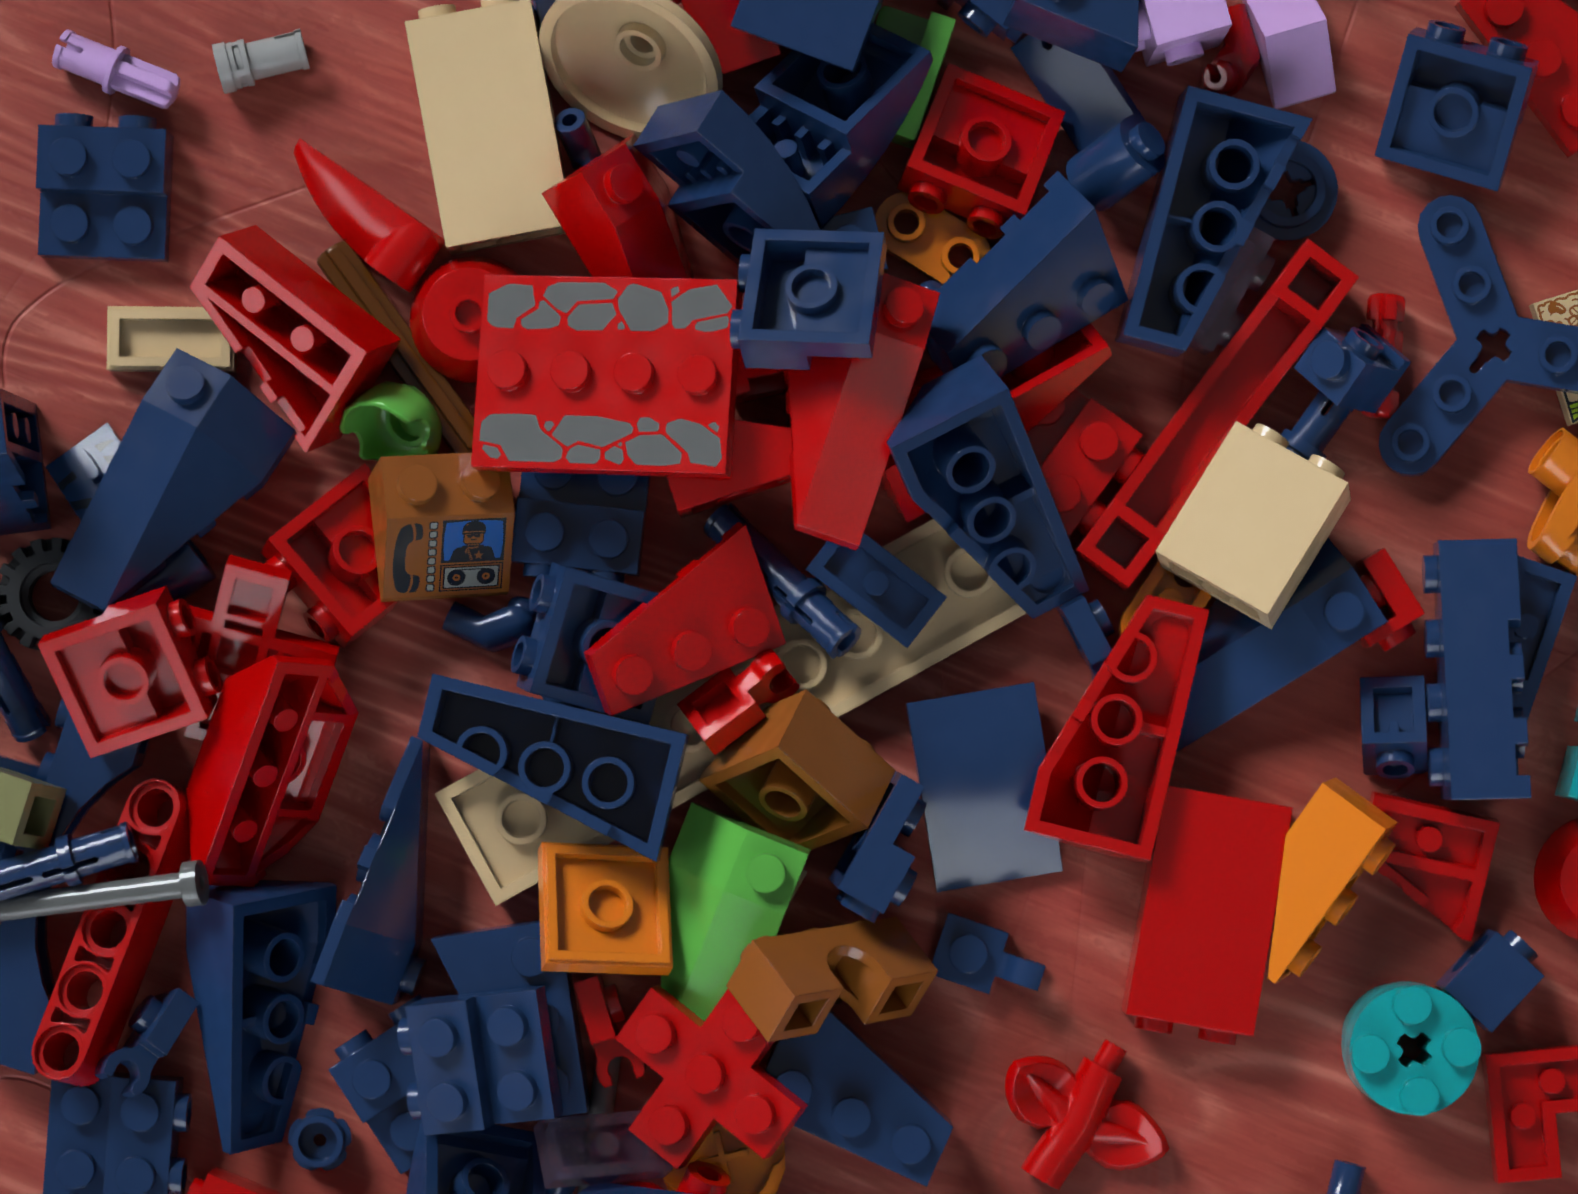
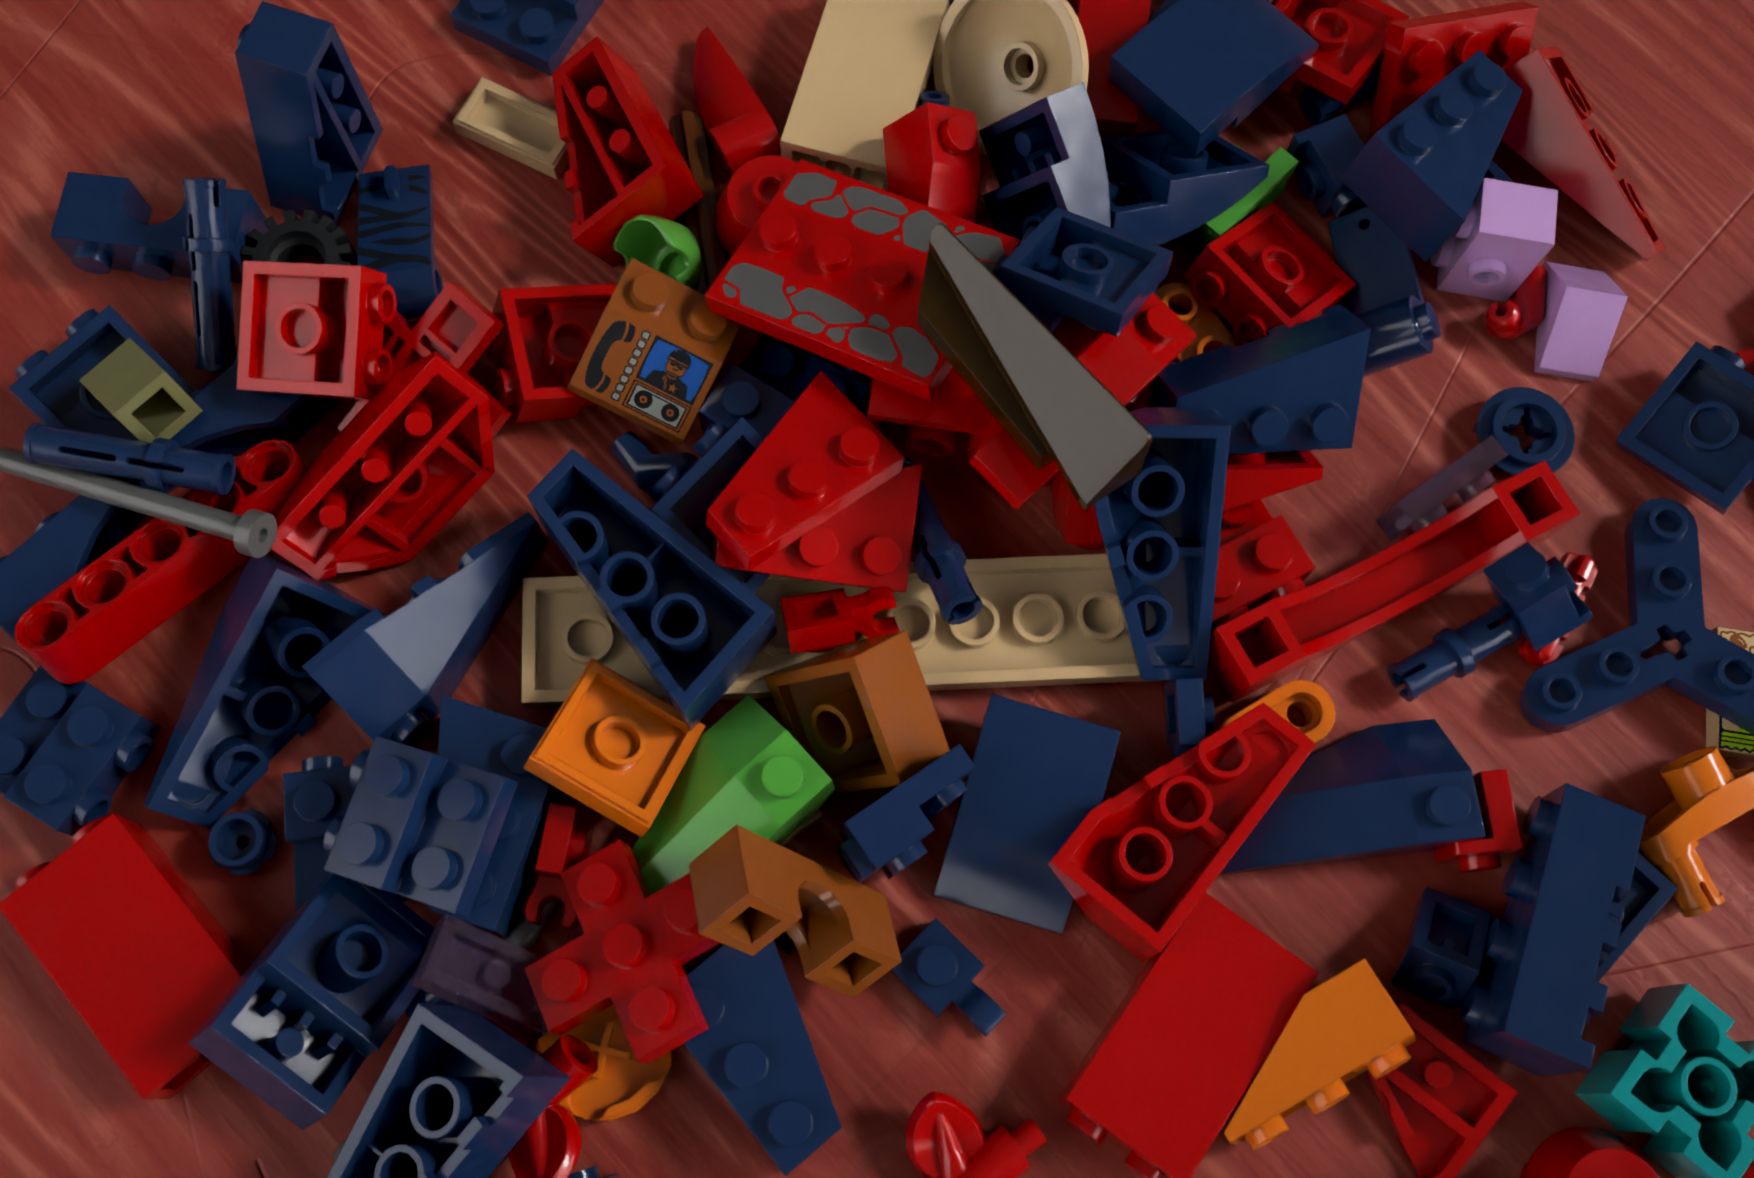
camera: 15 degrees right, 15 degrees down
(155, 1029) = (152, 658): dark blue plate -> none
(180, 465) = (460, 199): dark blue wedge -> none
(648, 595) = (802, 474): none -> red wing
(803, 436) = (1027, 374): none -> dark brown wedge
(878, 587) = (1014, 578): dark blue plate -> none
(1204, 204) = (1462, 392): dark blue wedge -> none
(1255, 522) = (1393, 686): tan brick -> none

